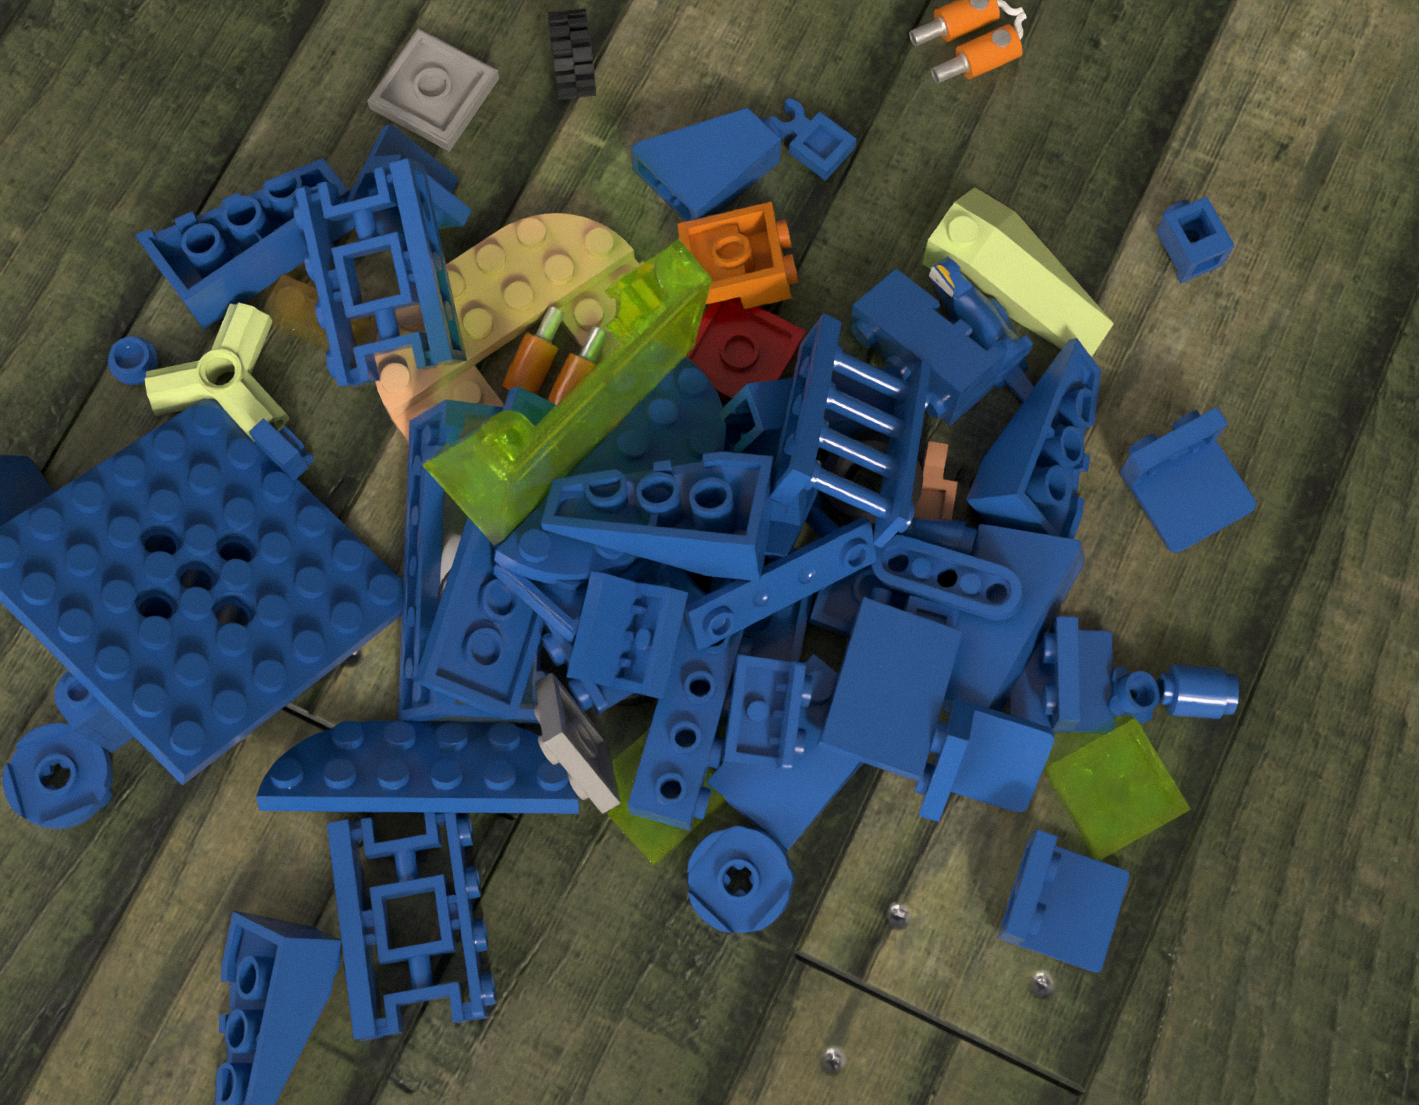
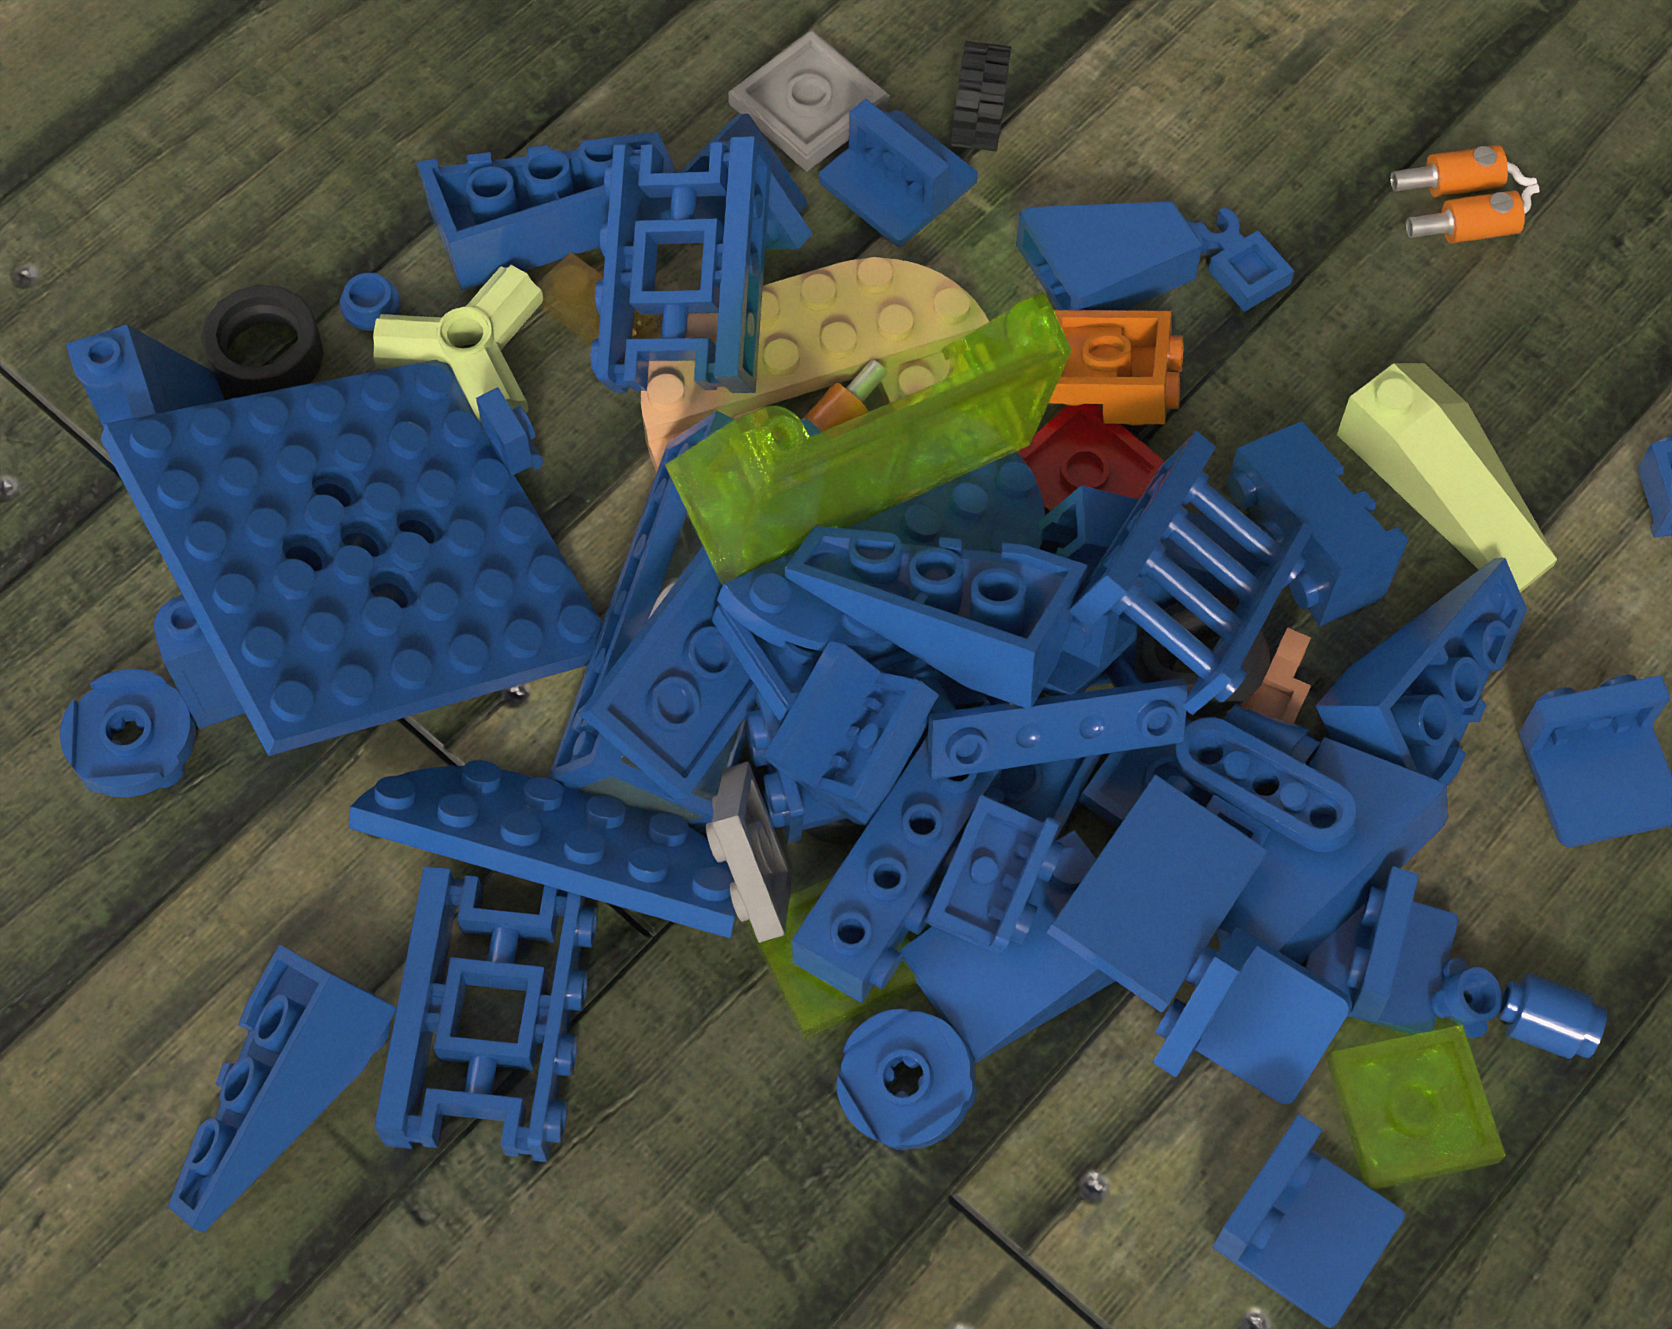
camera: 15 degrees right, 10 degrees down
(33, 395) = (255, 307): none -> black tyre
(521, 136) = (895, 173): none -> blue bracket
(988, 323) = (1395, 508): blue animal -> none

